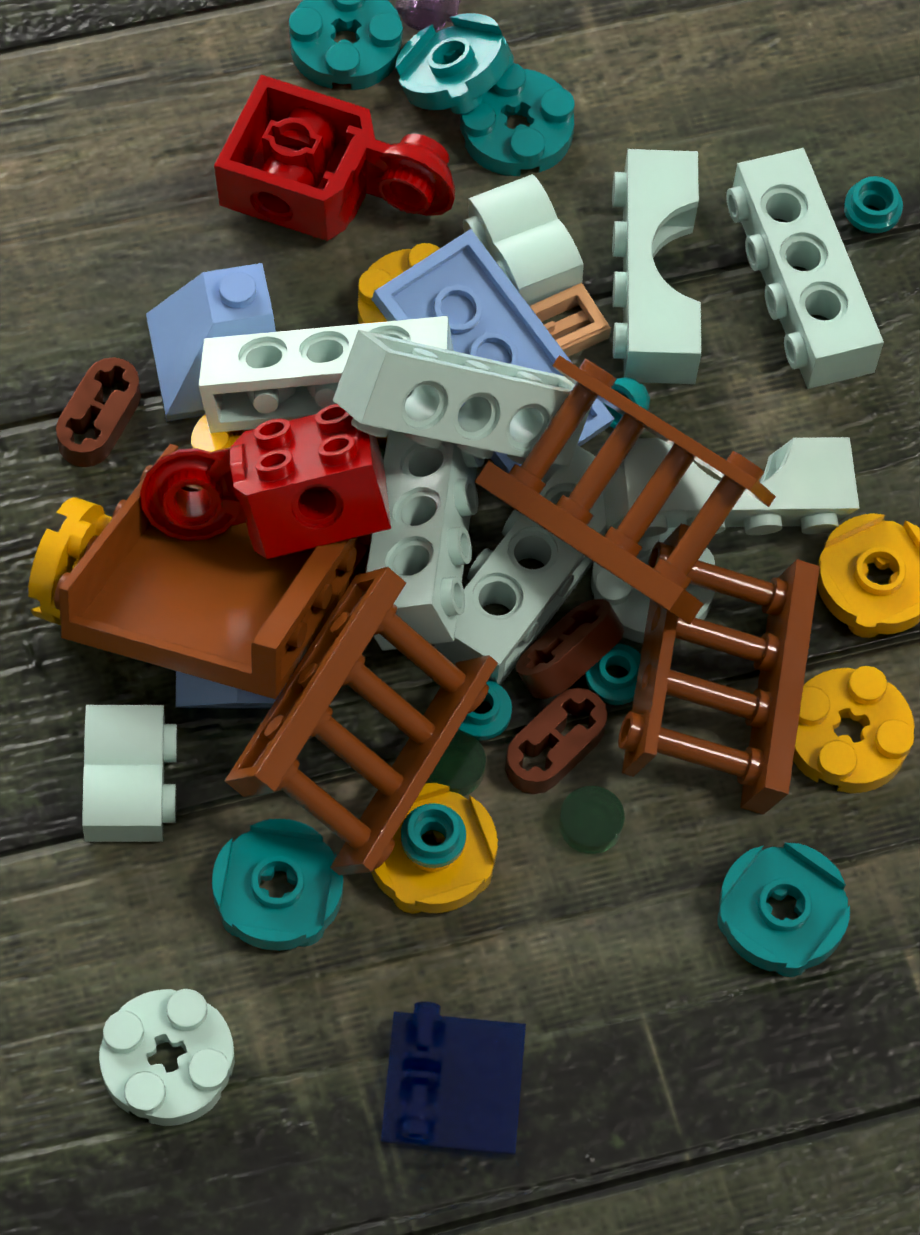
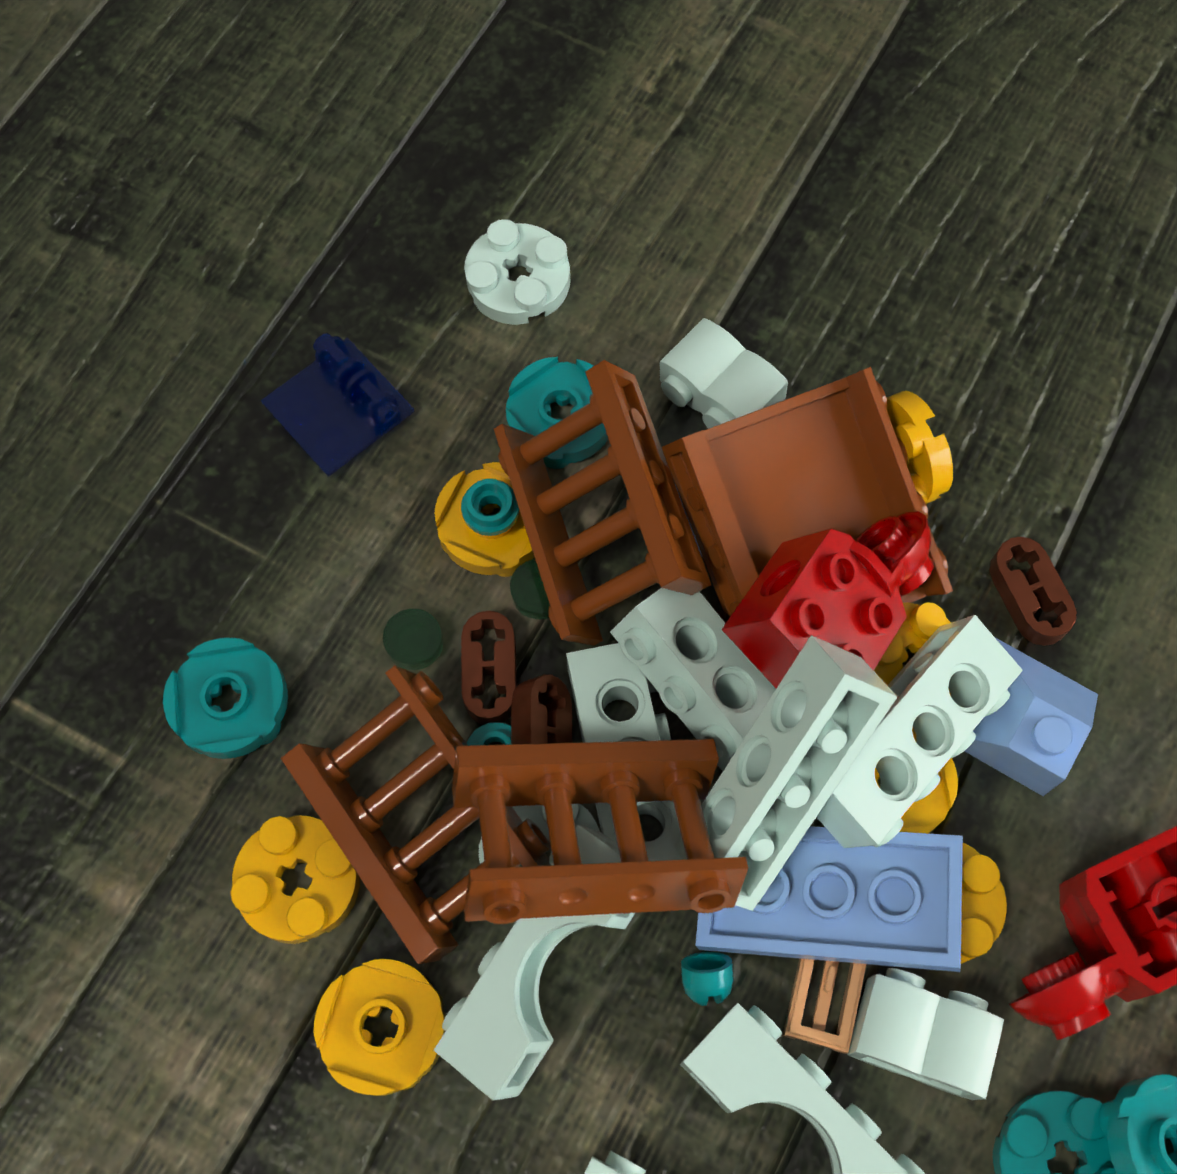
camera: 140 degrees right, 5 degrees up
(493, 722) = (546, 650): teal plate -> none

